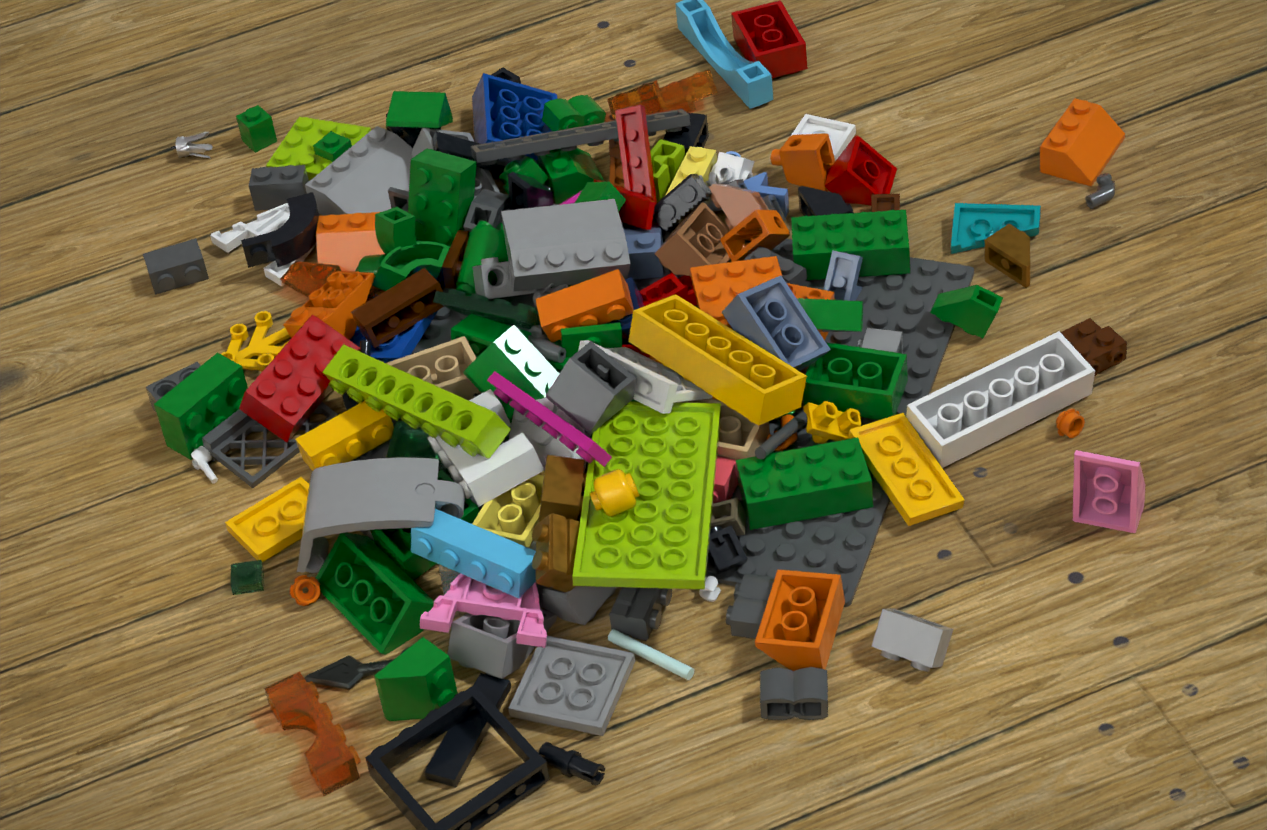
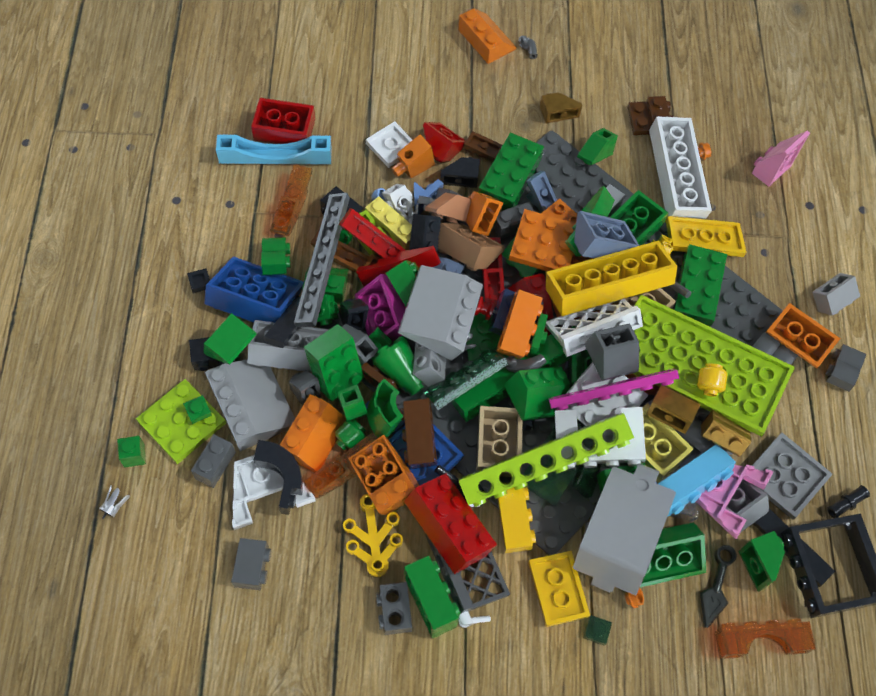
camera: 75 degrees left, 20 degrees up
(651, 654) = (779, 423): light aqua bar -> none
(979, 221) = (524, 104): teal wing -> none

